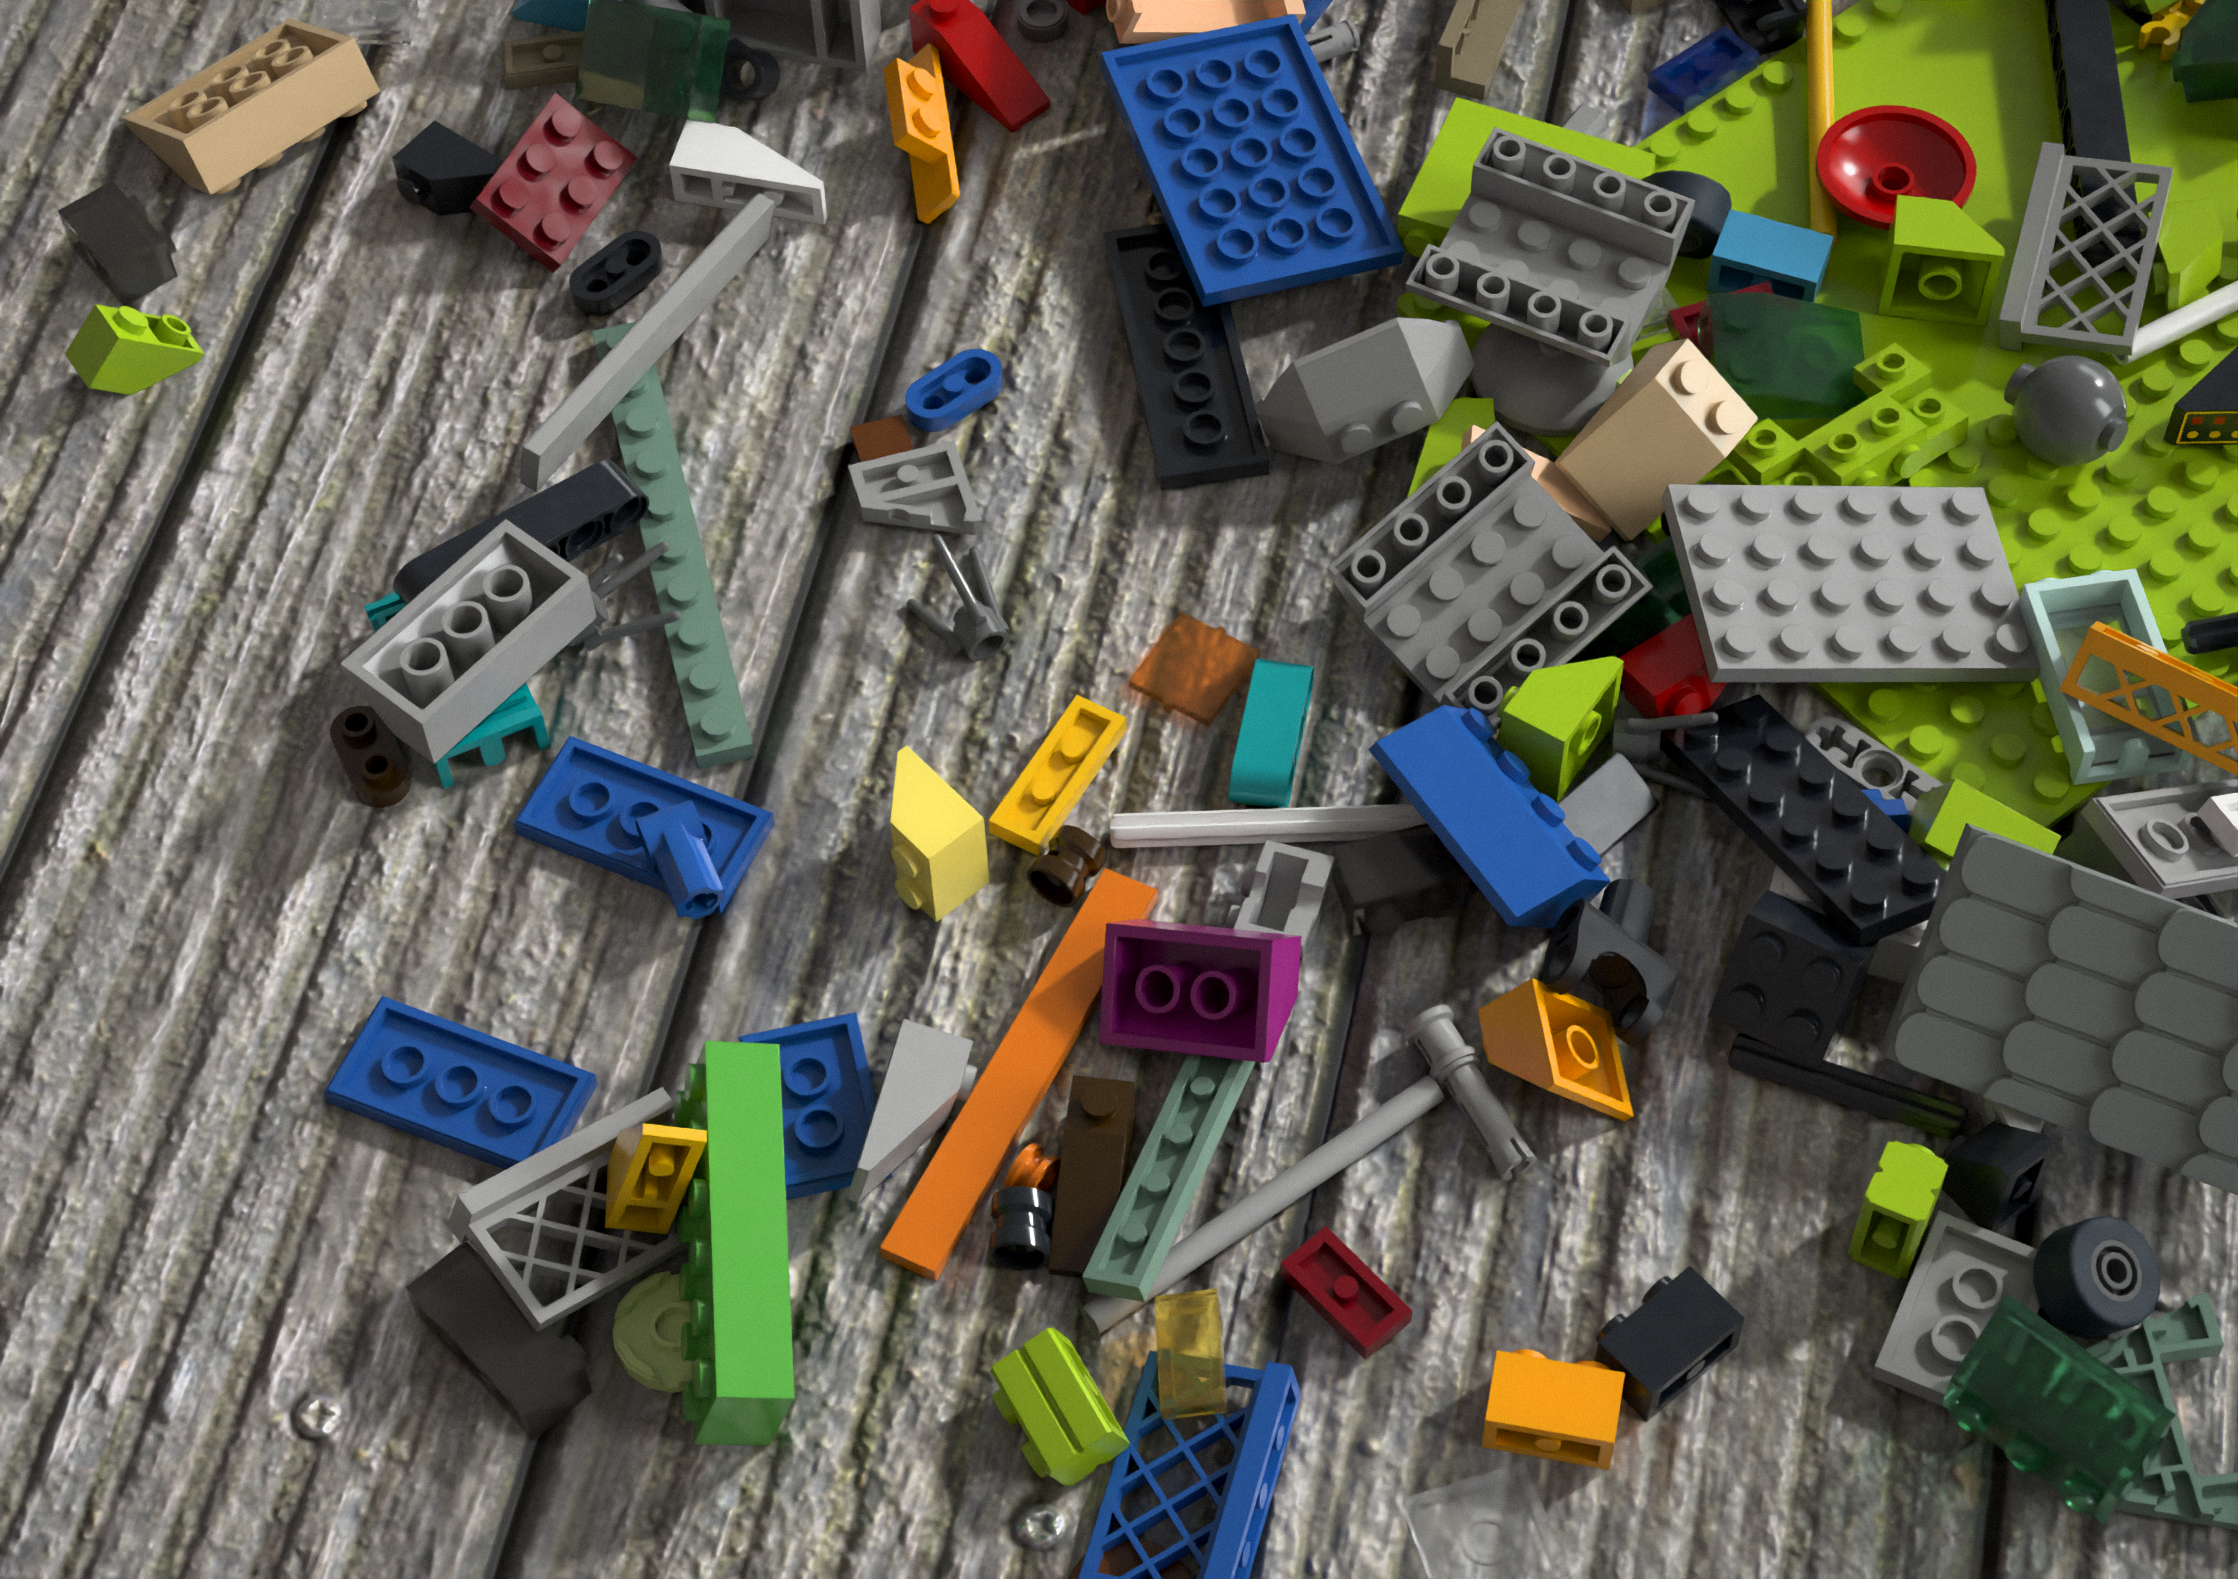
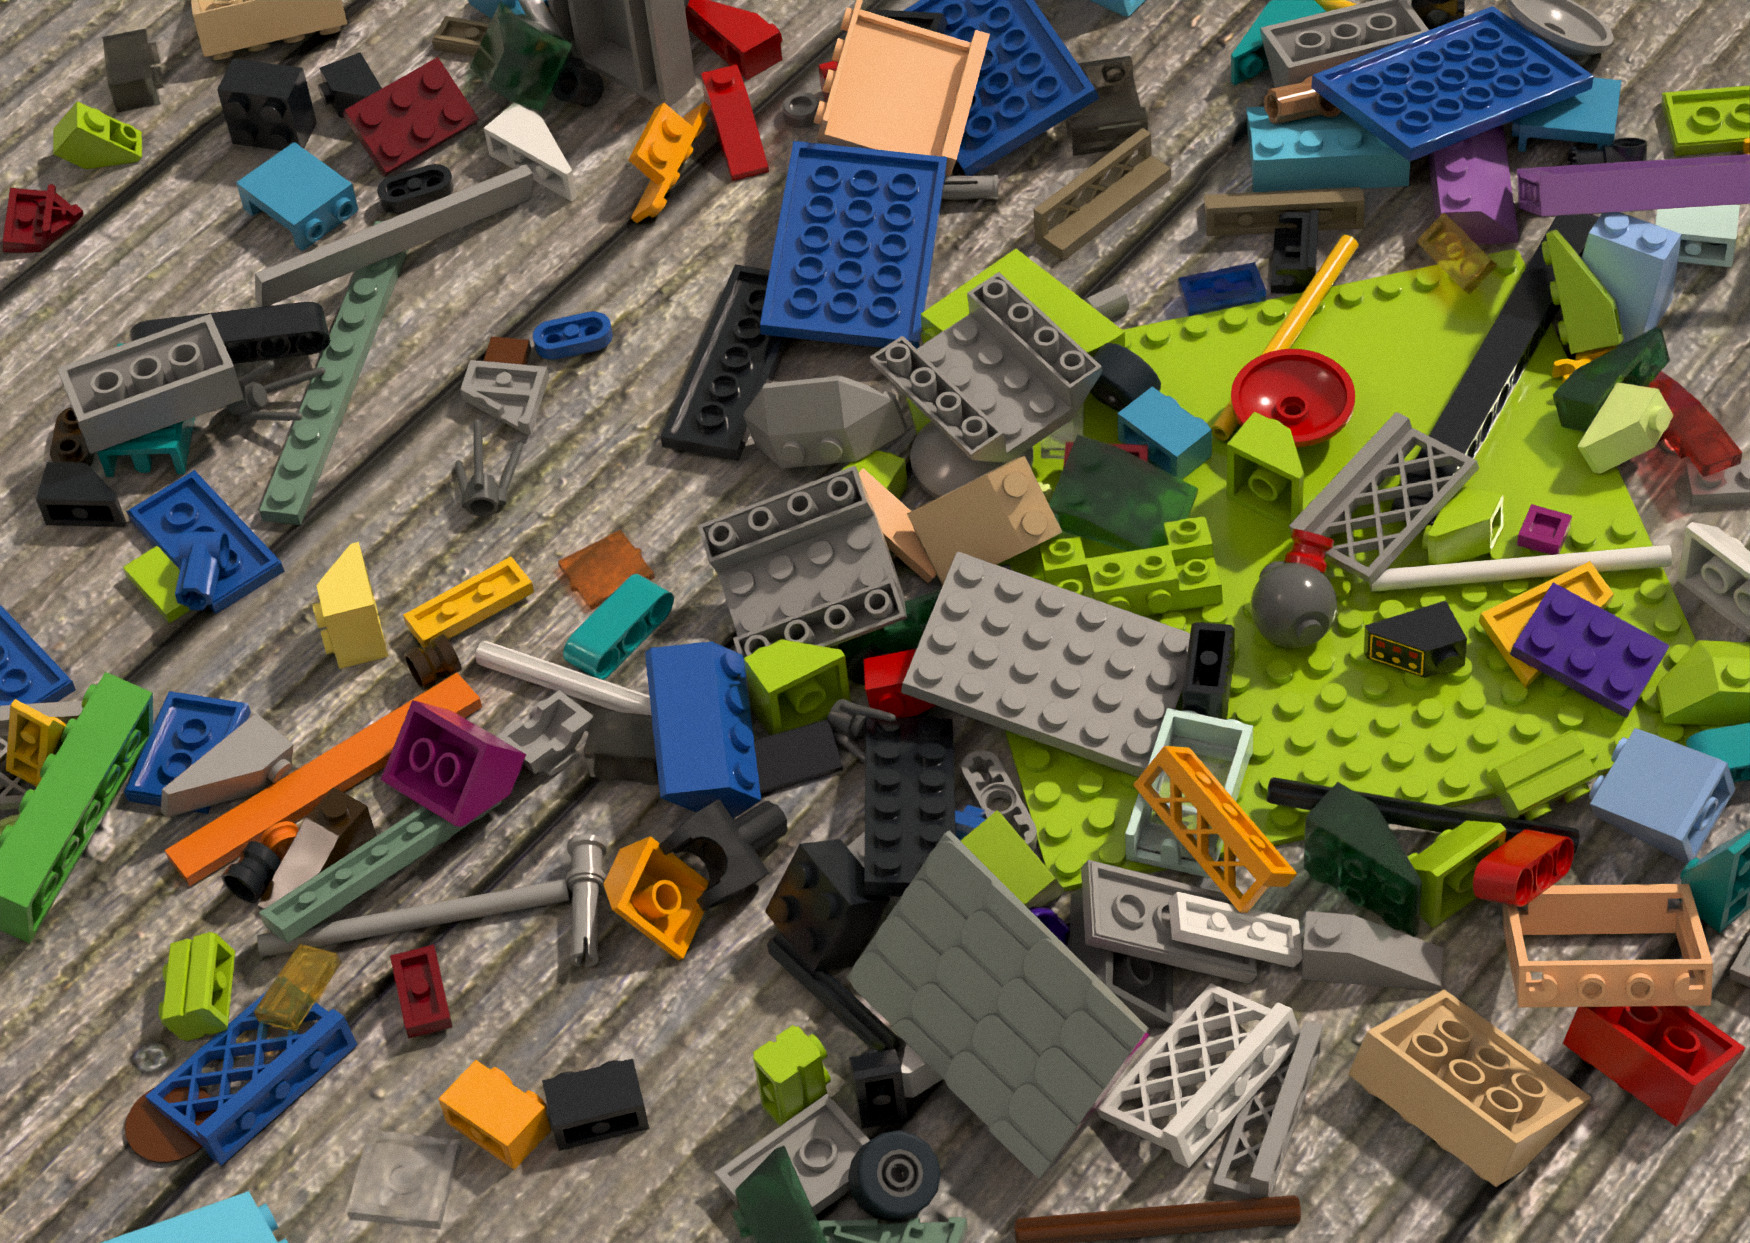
camera: 30 degrees right, 5 degrees down
(112, 482) = (36, 219): none -> dark red slope
(354, 228) = (266, 105): none -> black brick
(440, 827) = (77, 497): none -> black slope
(468, 329) = (299, 194): none -> dark azure panel
(623, 900) = (157, 580): none -> lime tile
(2035, 522) = (1209, 669): none -> black brick
(2045, 338) = (1309, 549): none -> red wheel

